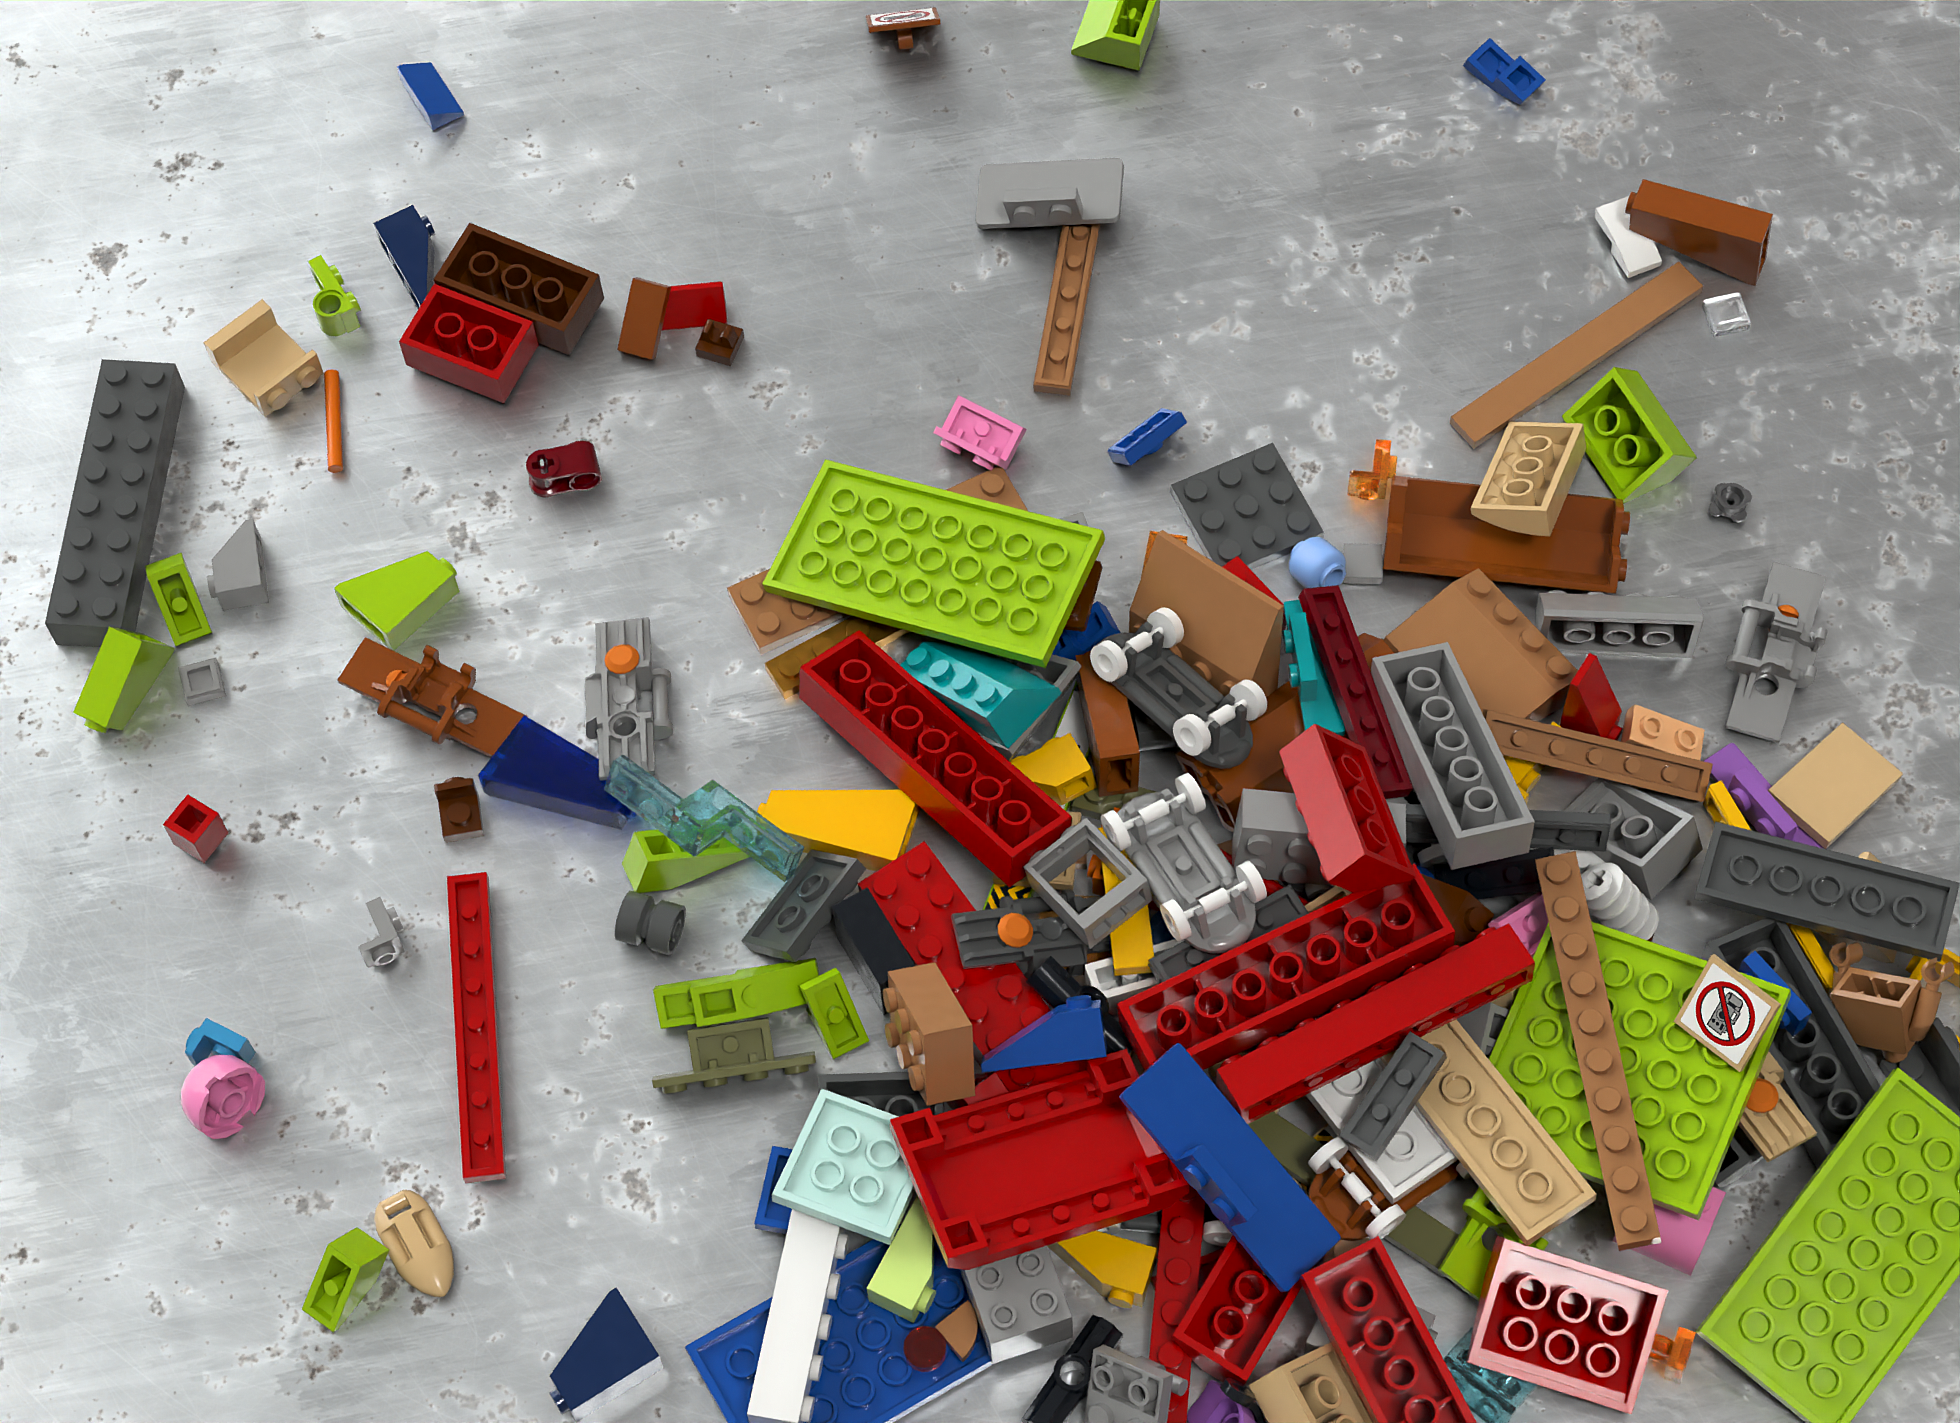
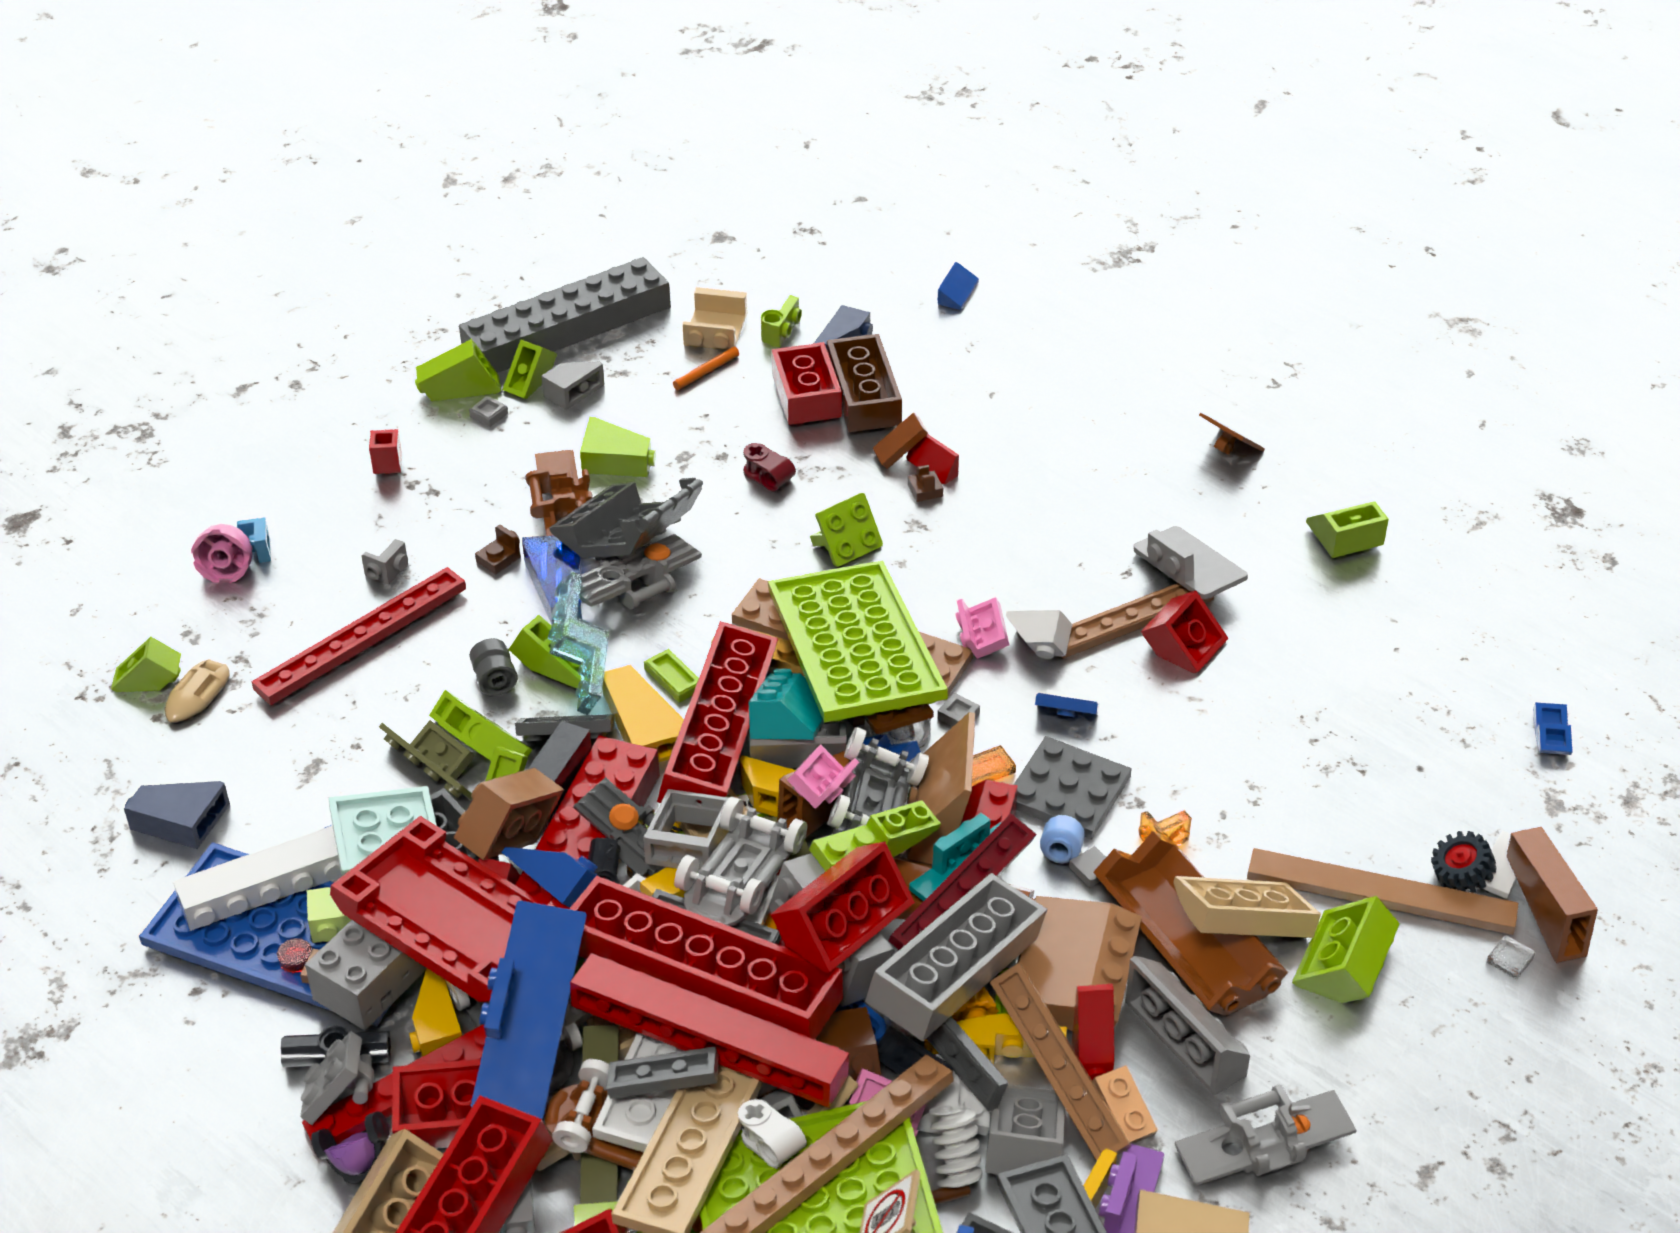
camera: 50 degrees right, 20 degrees down
(554, 658) = (618, 521): none -> dark grey slope
(737, 462) = (847, 530): none -> lime bracket
(797, 758) = (672, 675): none -> lime tile
(1038, 390) = (1043, 630): none -> white slope
(1138, 269) = (1185, 632): none -> red slope
(1139, 717) = (821, 777): none -> bright pink bracket
(1259, 726) = (897, 827): none -> lime slope
(1533, 1049) = (769, 1133): none -> white piece
(1609, 267) = (1463, 862): none -> black wheel
(1730, 492) = (1360, 1035): flat silver plate -> none

